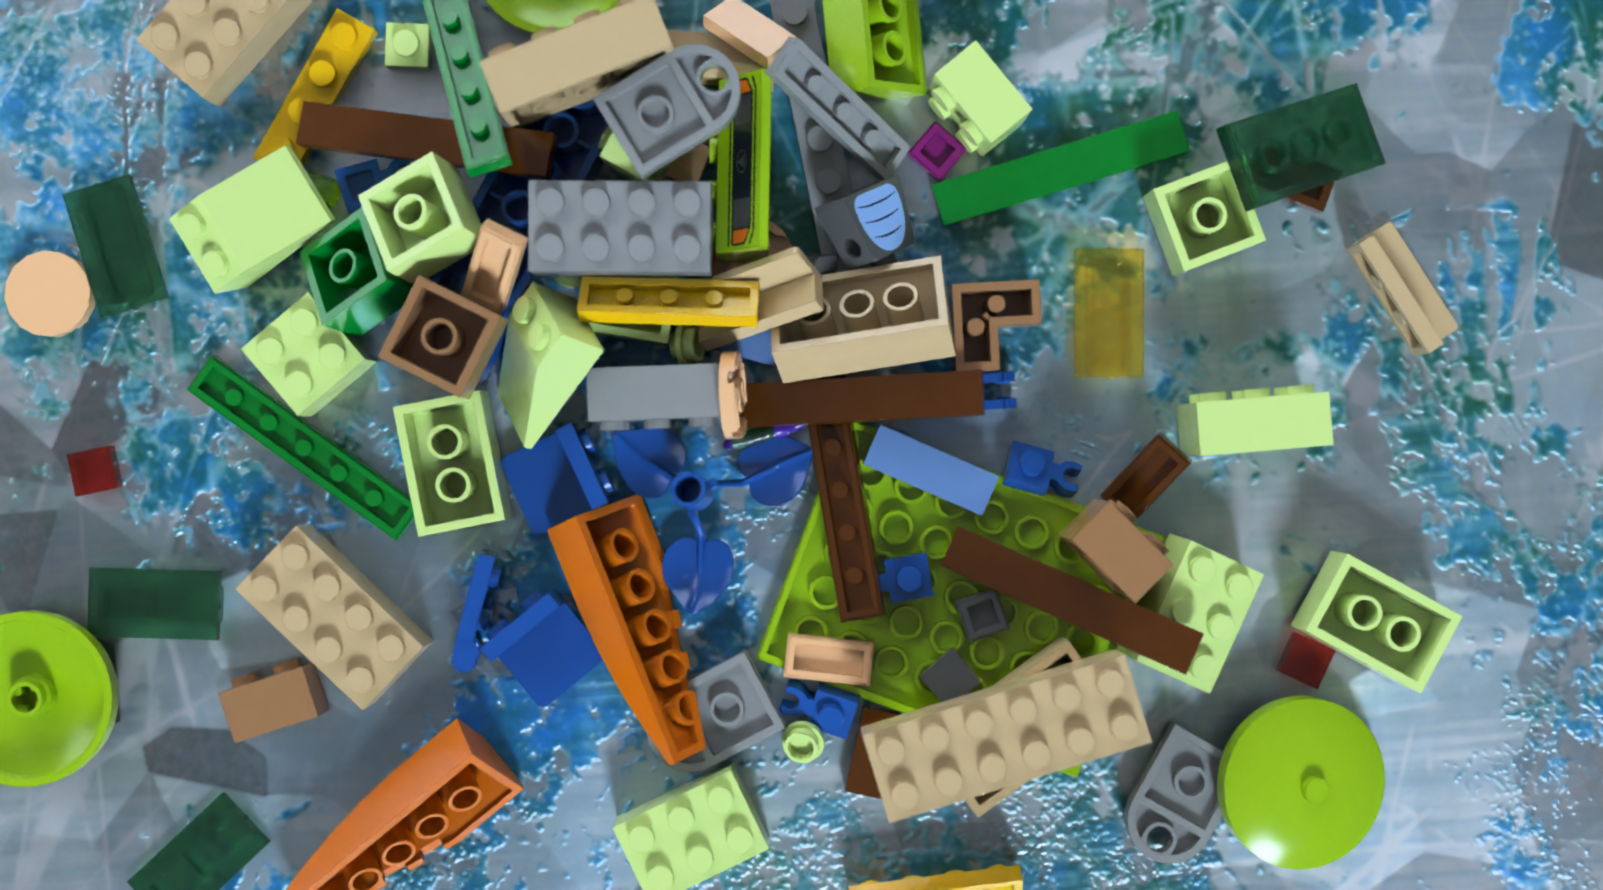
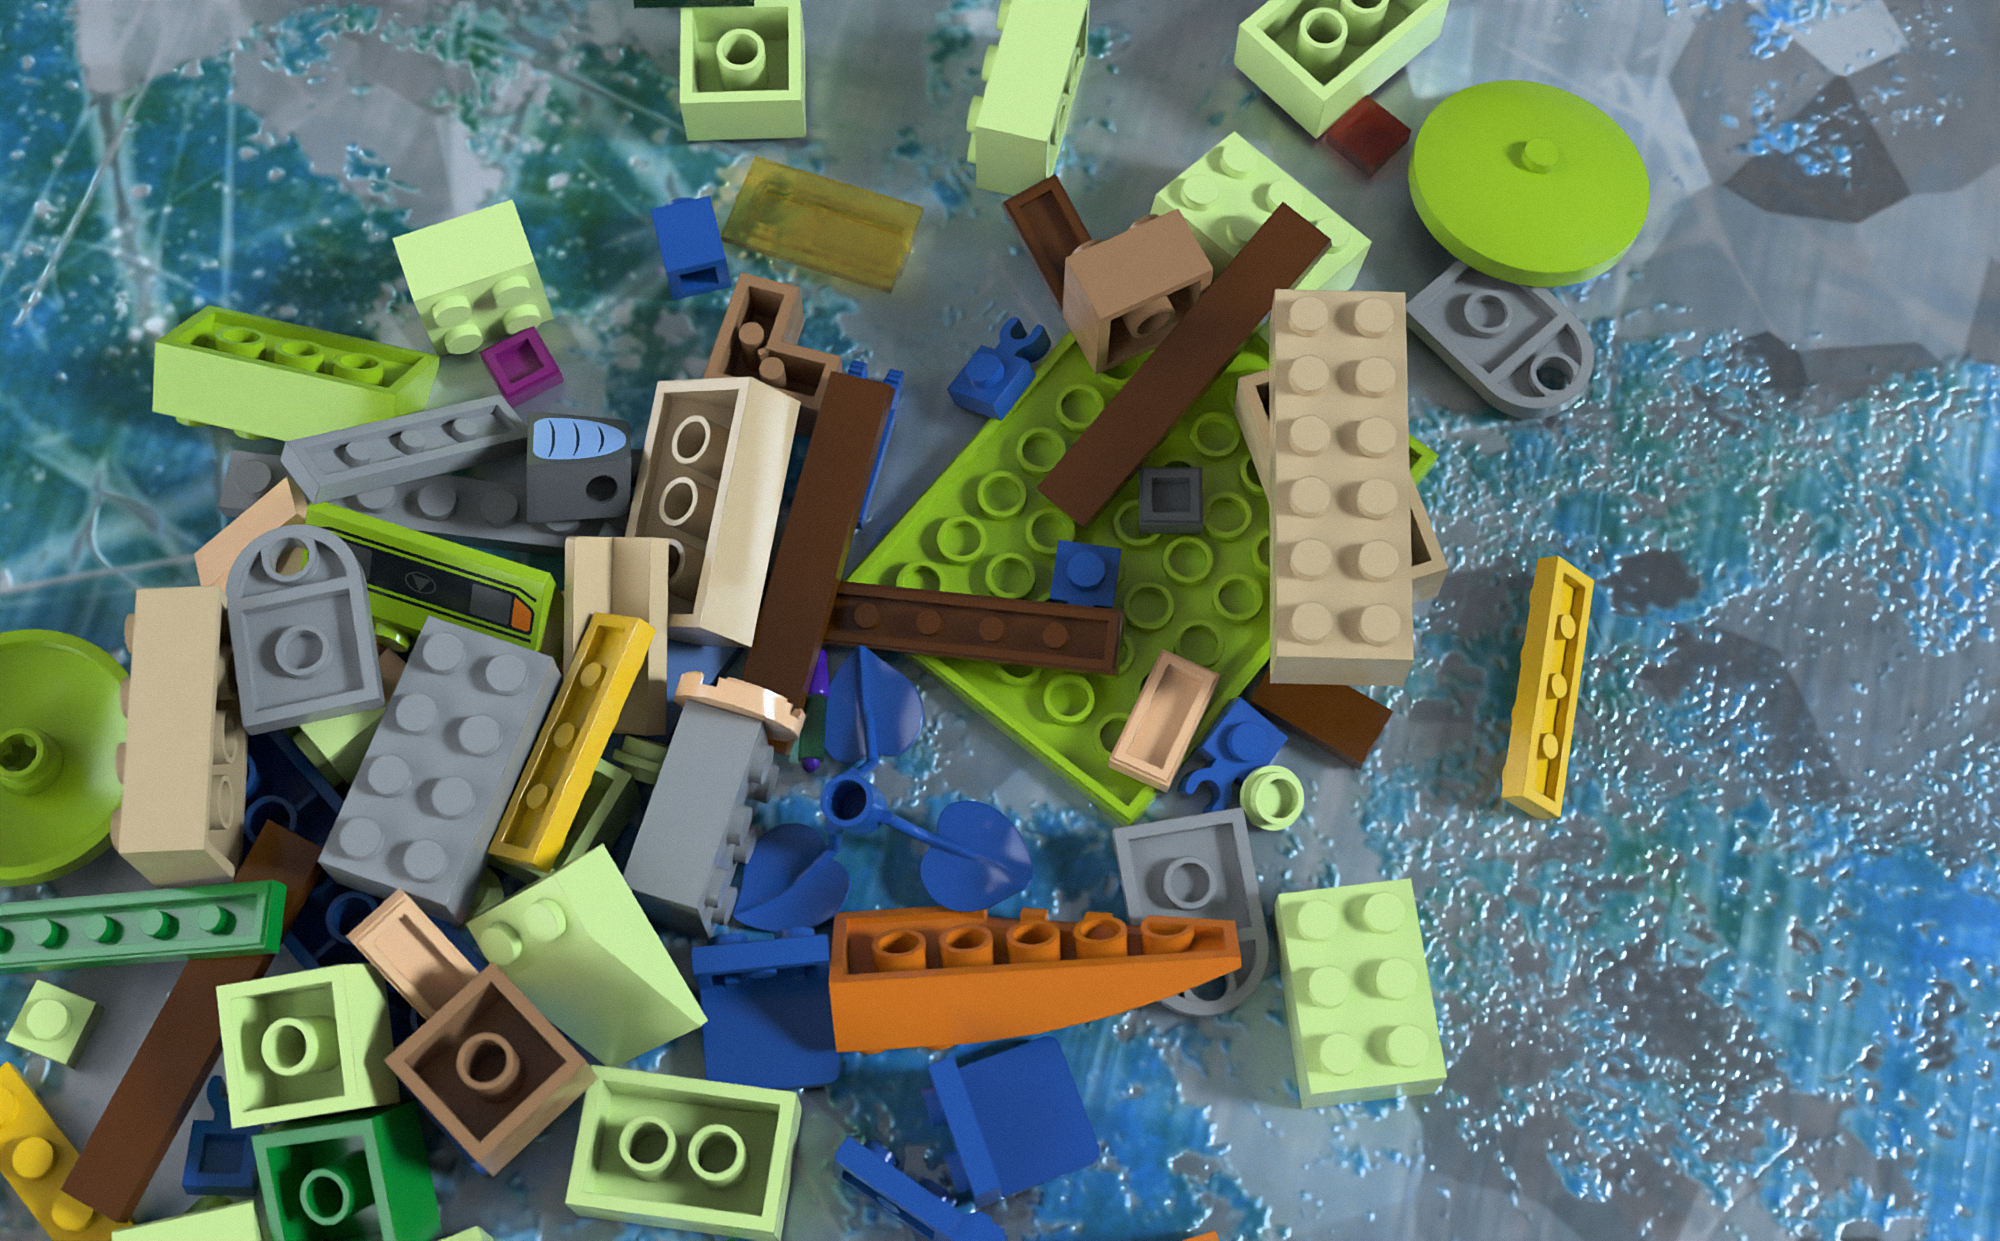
camera: 70 degrees left, 20 degrees down
(930, 470) = (946, 502): medium blue tile -> none
(949, 676) = (1240, 567): dark grey tile -> none
(1059, 231) = (691, 247): none -> blue brick
(1060, 168) = (608, 230): green tile -> none

